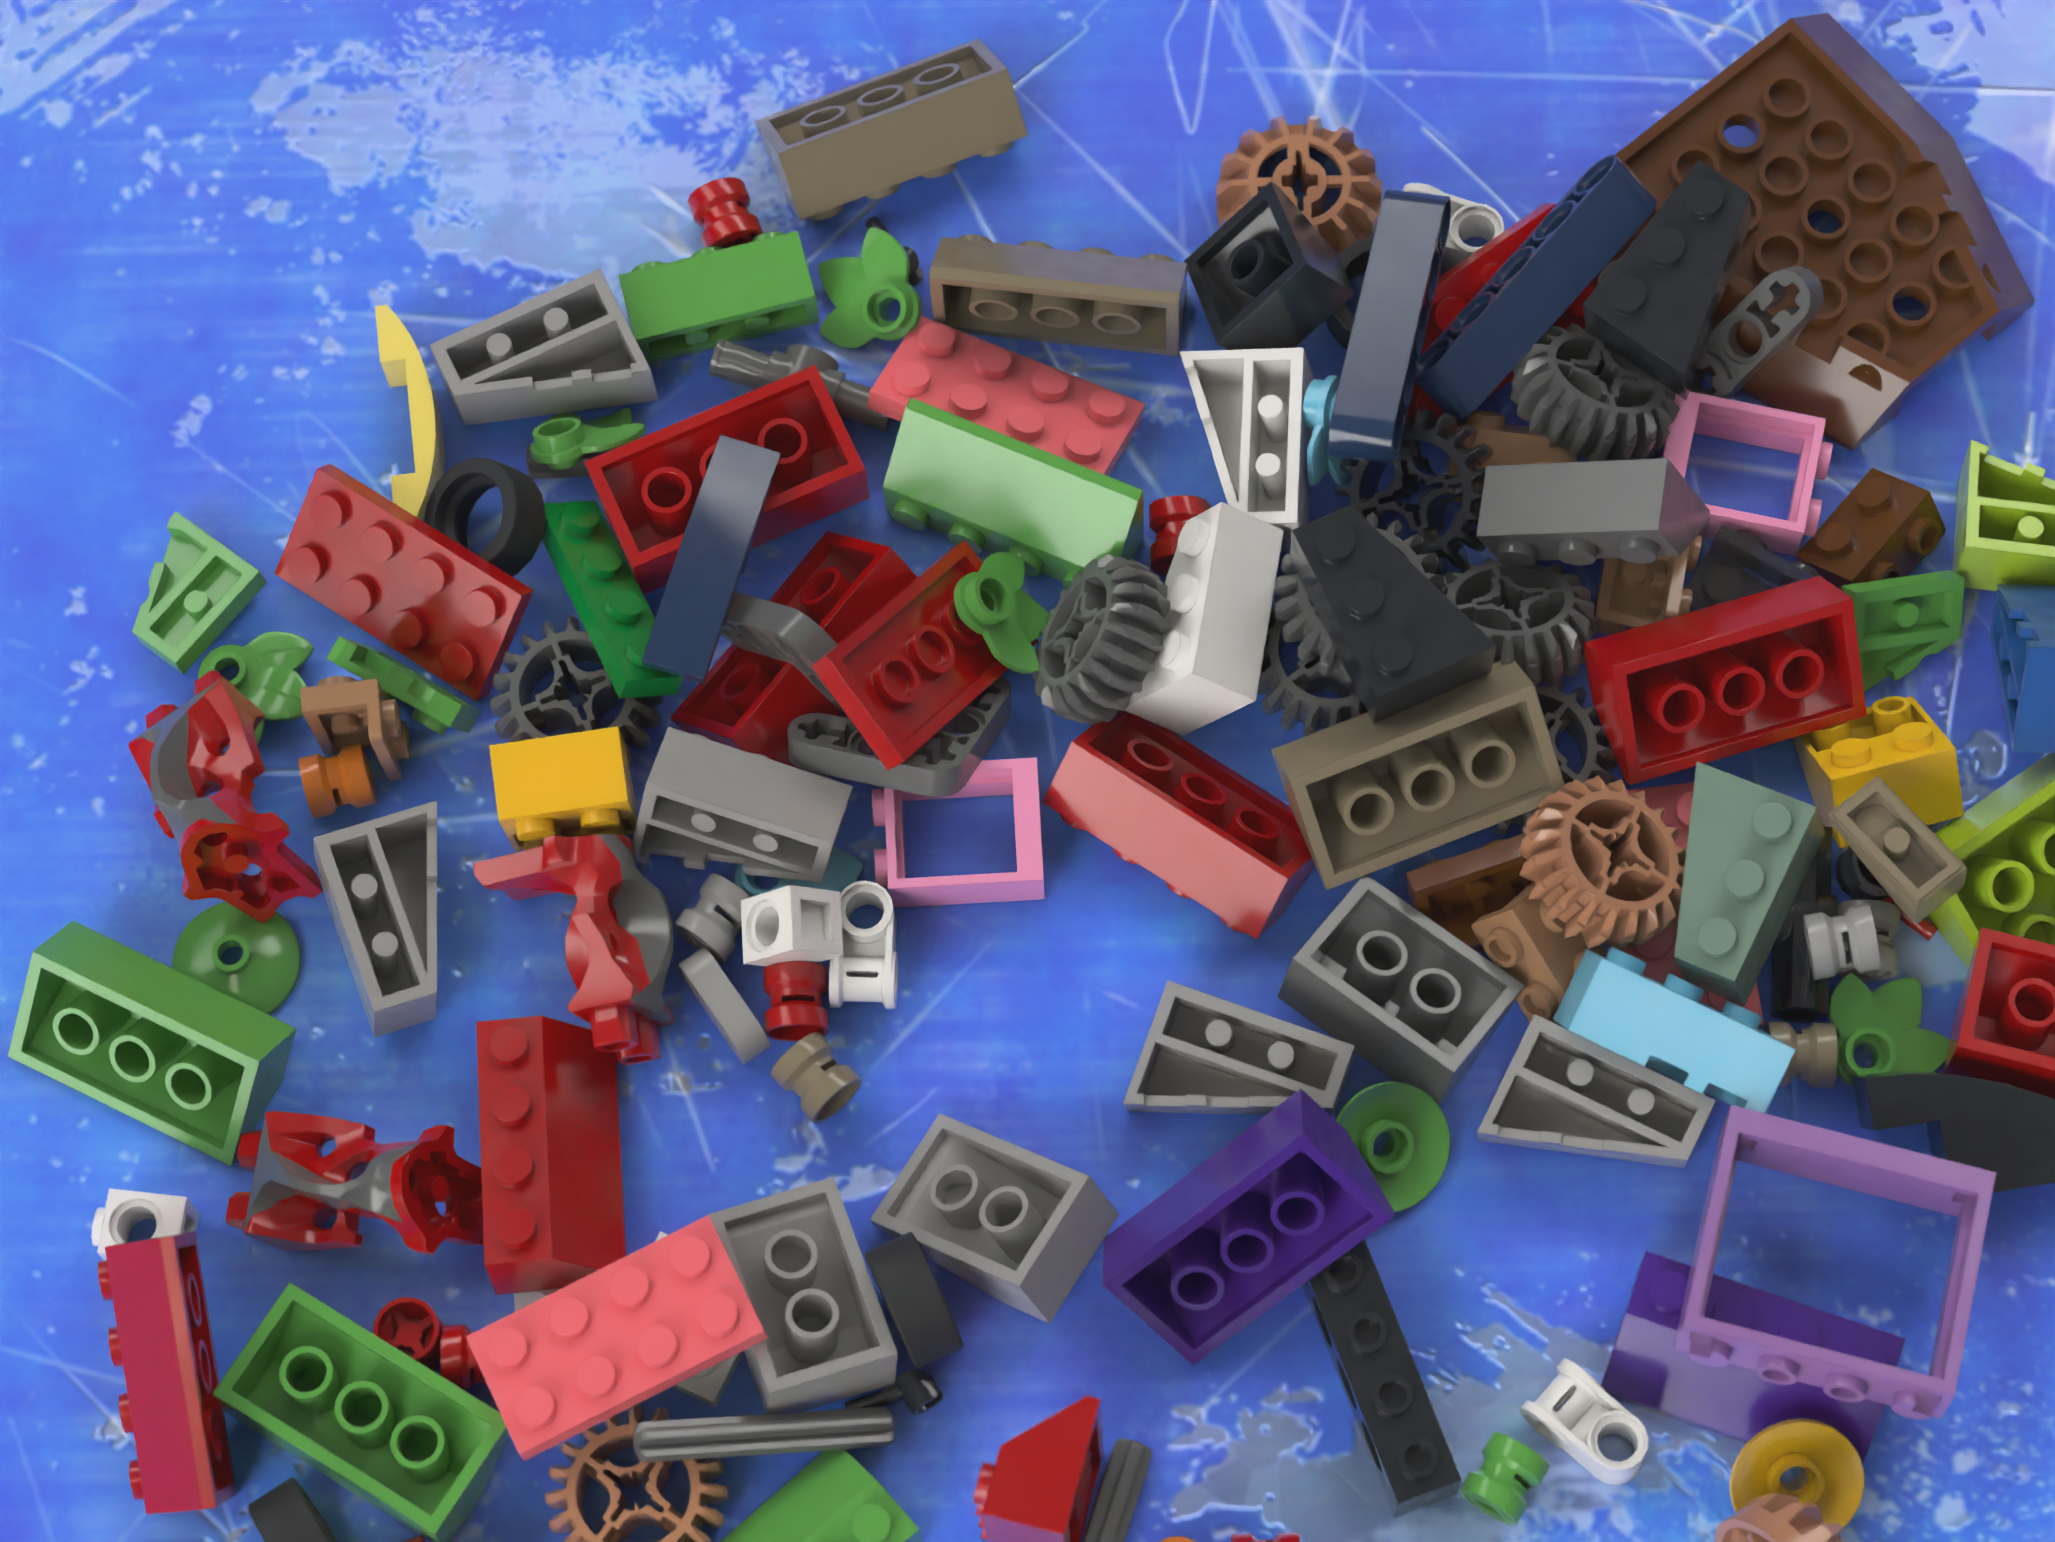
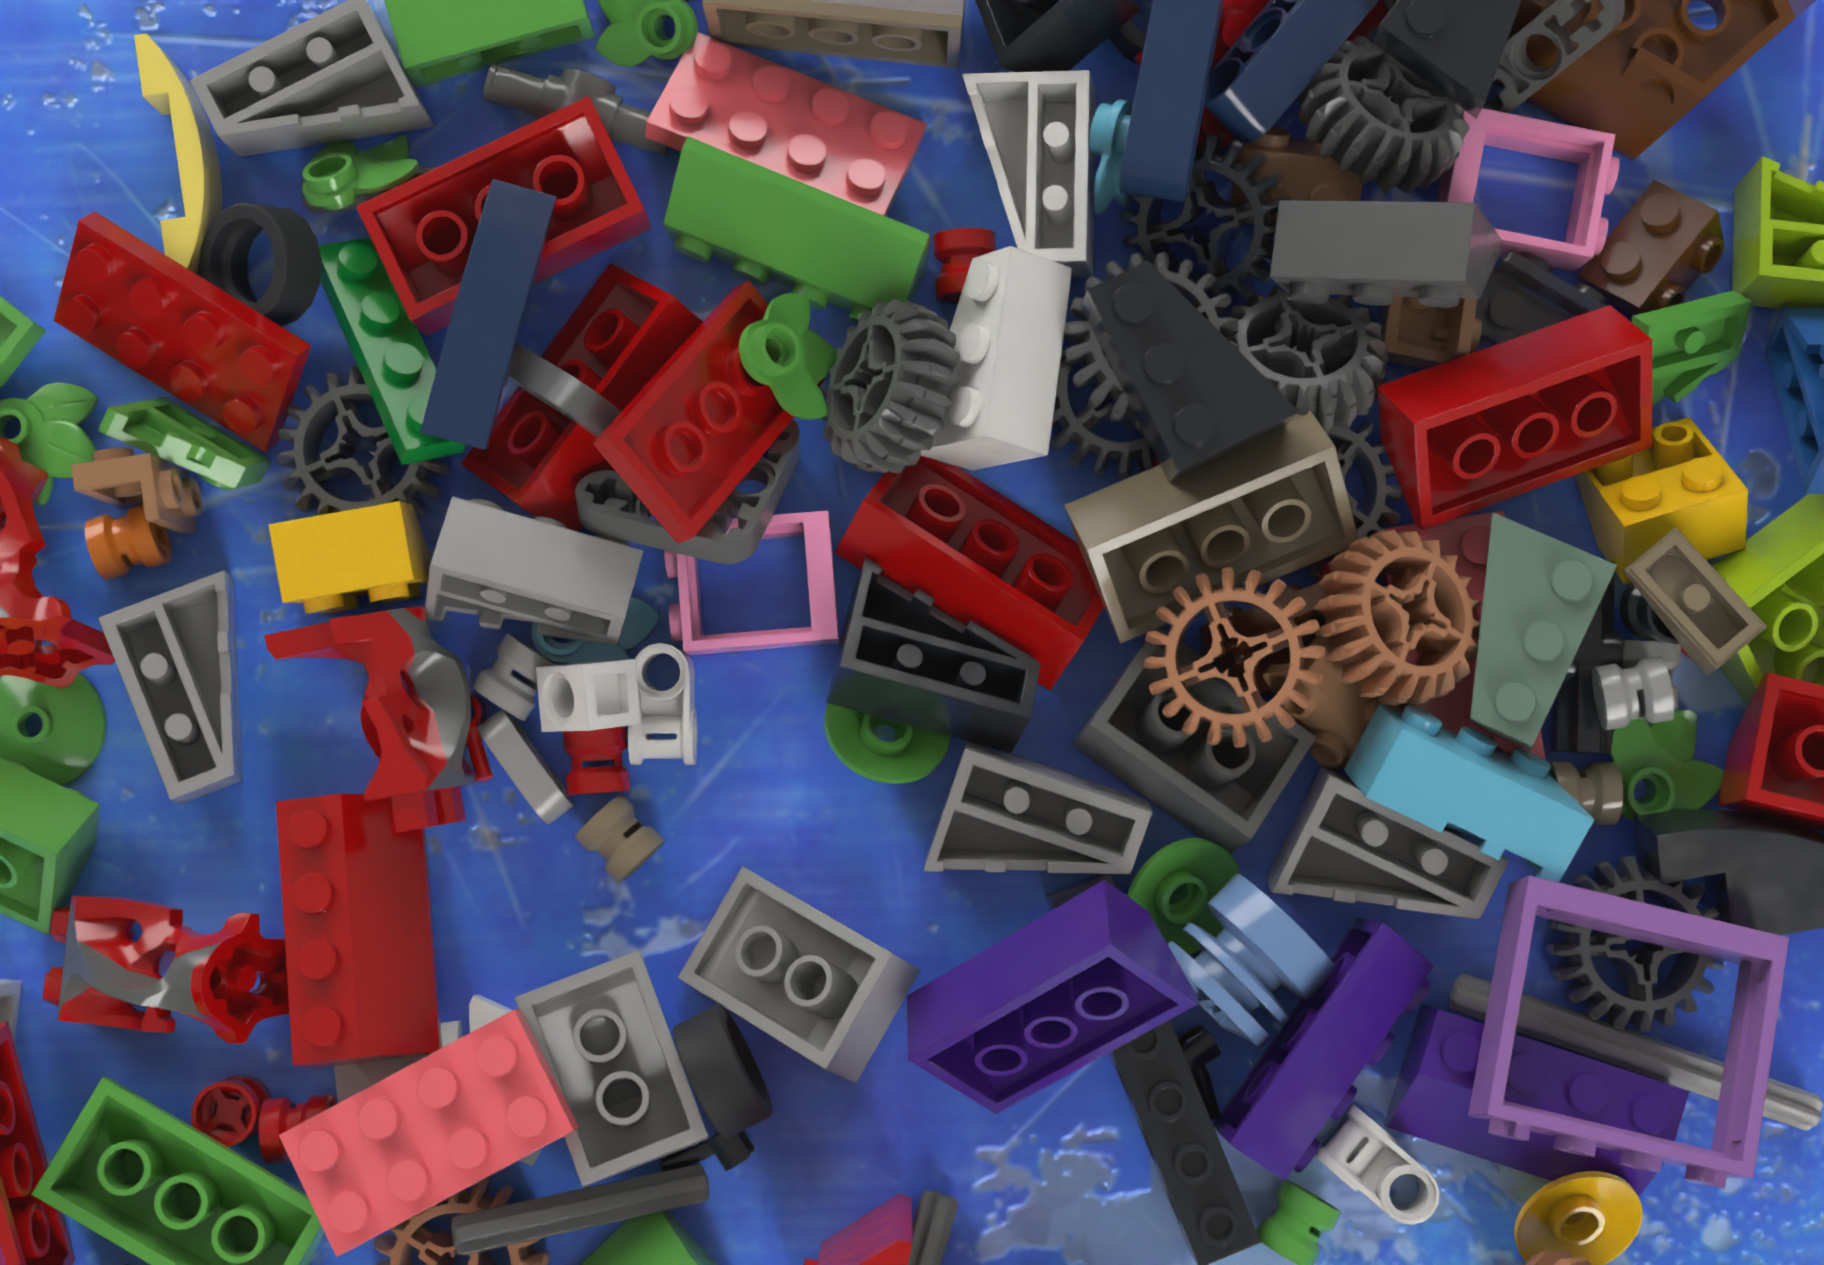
camera: 10 degrees left, 15 degrees up
(674, 984) = (475, 744): none -> red hand
(1090, 973) = (904, 758): none -> bright green dish
(1134, 913) = (929, 669): none -> black wedge
(1407, 1305) = (1200, 1050): none -> black hand
(1460, 884) = (1213, 605): none -> nougat gear
(1463, 1191) = (1250, 960): none -> medium blue wheel
(1533, 1295) = (1323, 1048): none -> dark purple slope
(1827, 1208) = (1635, 968): none -> dark grey gear
(1979, 1359) = (1633, 1051): none -> light grey axle

